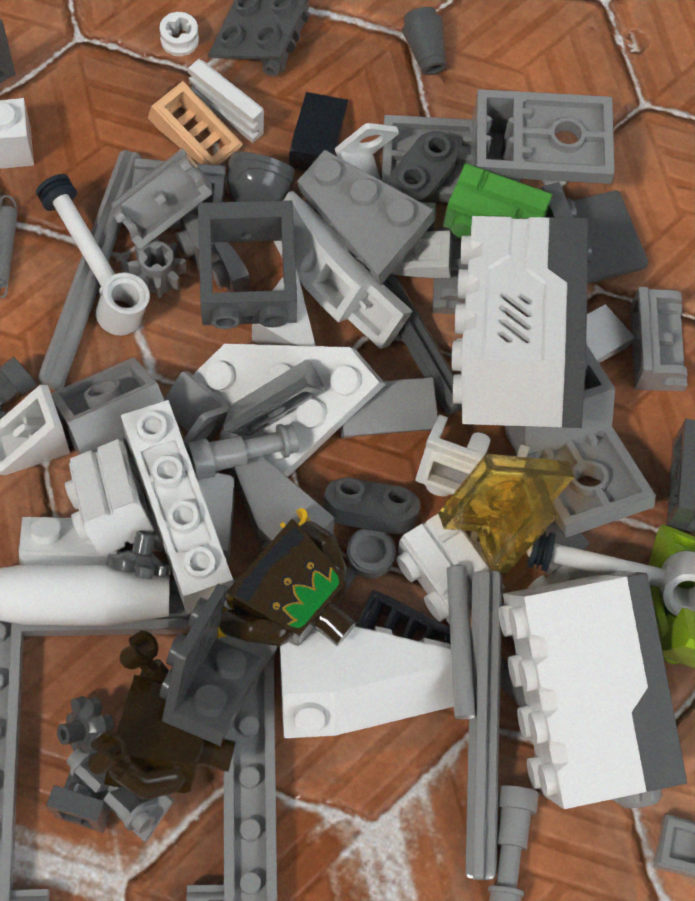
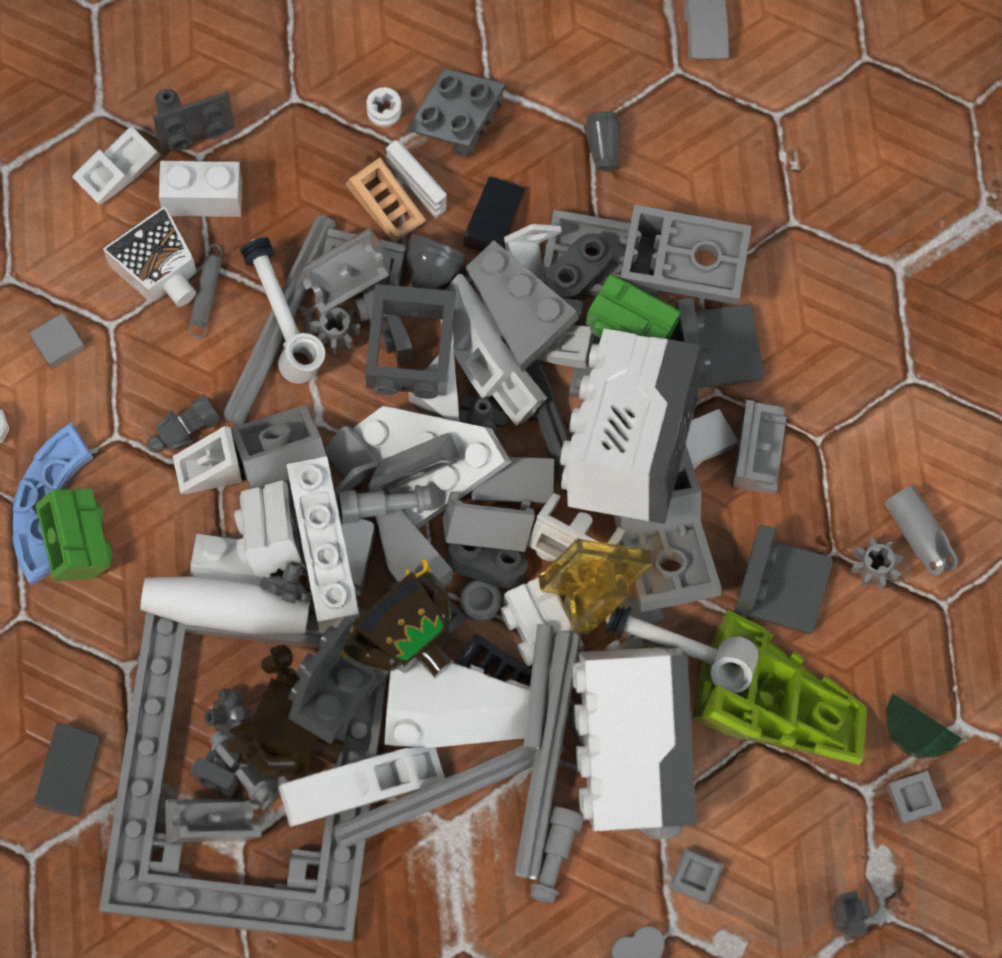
camera: 10 degrees right, 5 degrees up
(80, 864) = (211, 820): none -> light grey hinge
(260, 792) = (360, 784): none -> white slope
(340, 335) = (482, 412): none -> dark grey plant
(351, 794) = (434, 796): none -> light grey axle
(367, 460) = (487, 525): none -> light grey hinge

